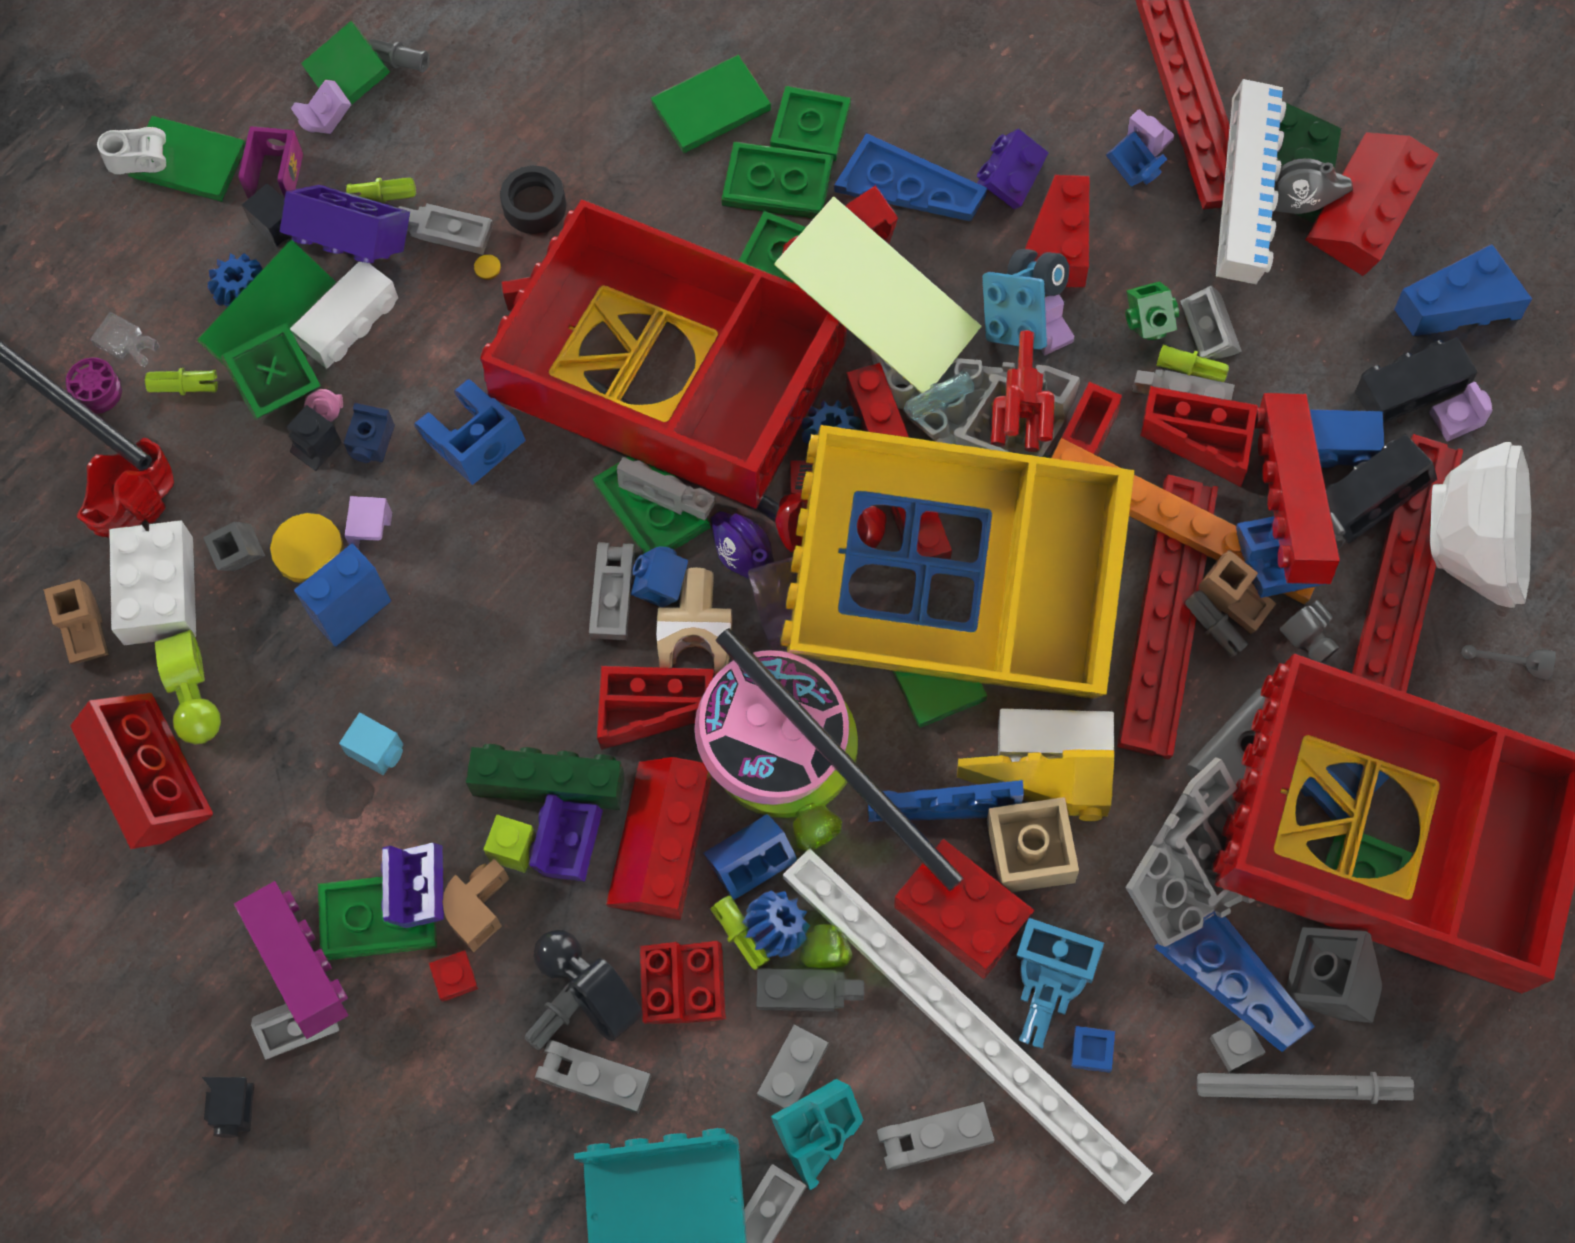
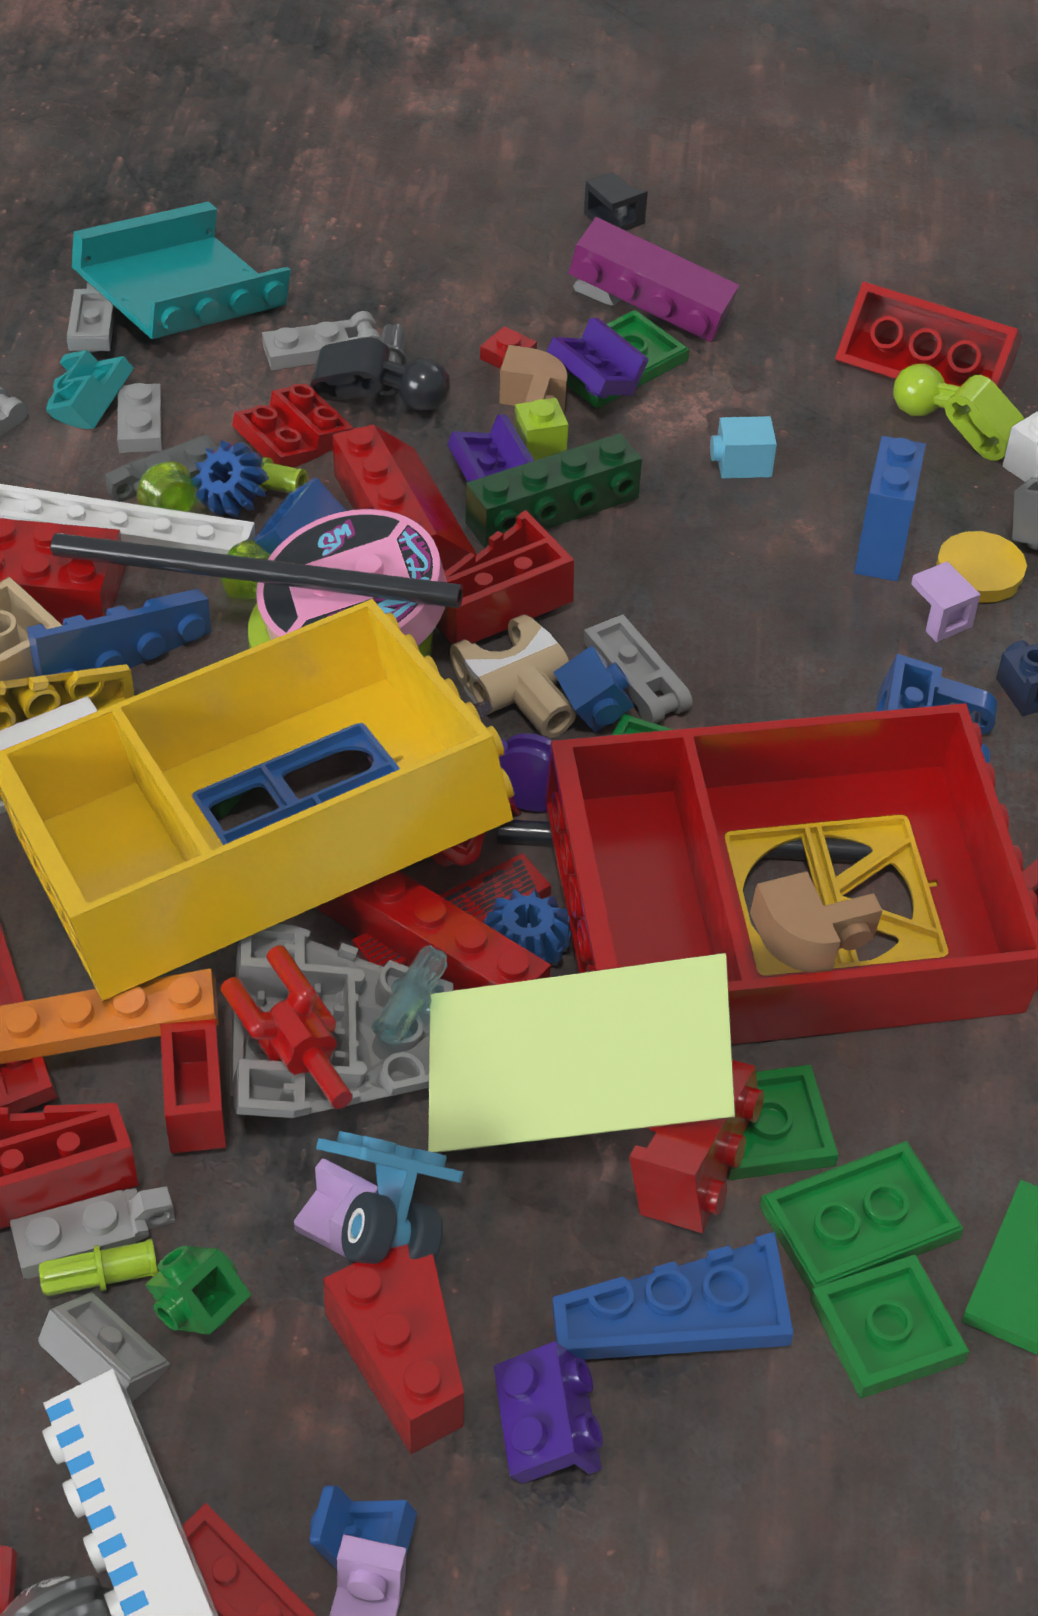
camera: 140 degrees right, 20 degrees down
(704, 269) = (805, 931): none -> medium nougat brick

